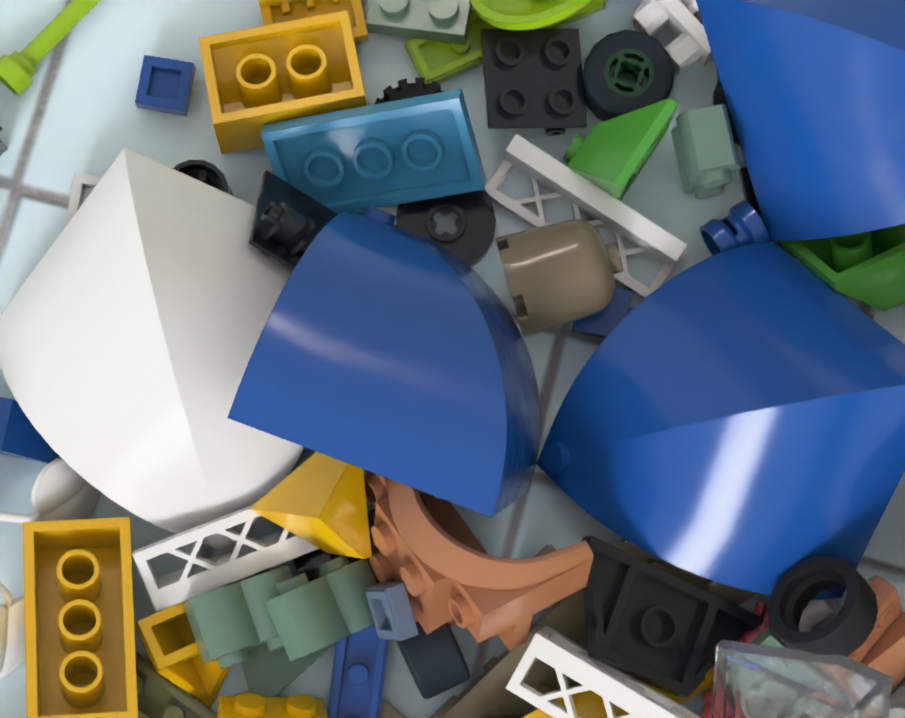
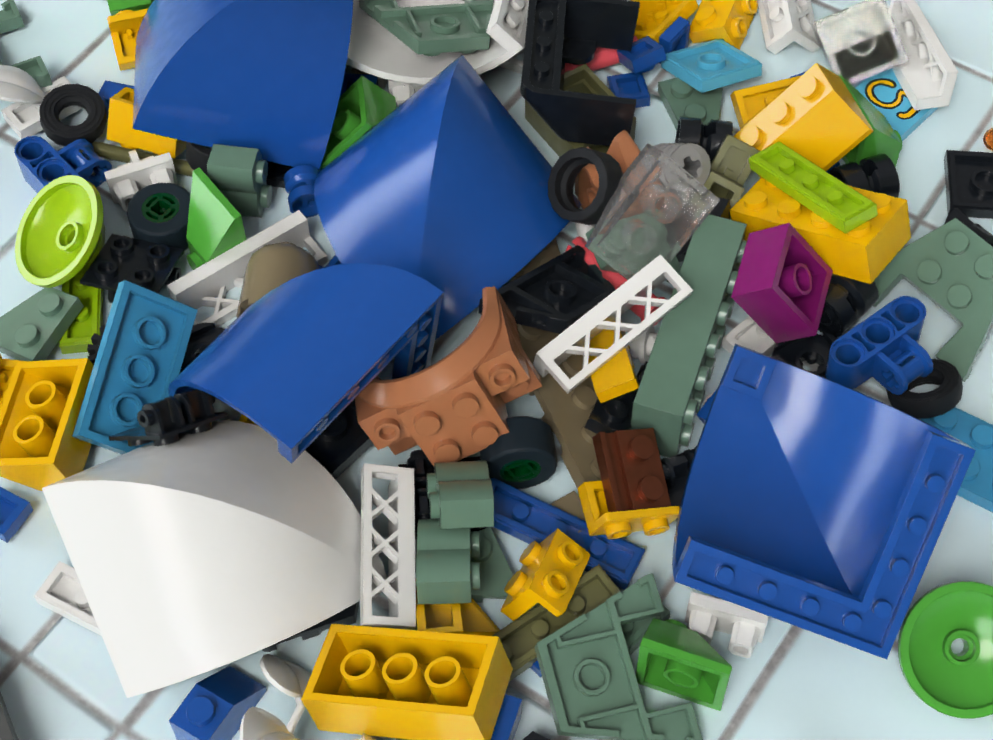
camera: 70 degrees left, 25 degrees down
(323, 506) = (382, 467): yellow slope -> none
(391, 611) = (483, 440): sand blue tile -> none

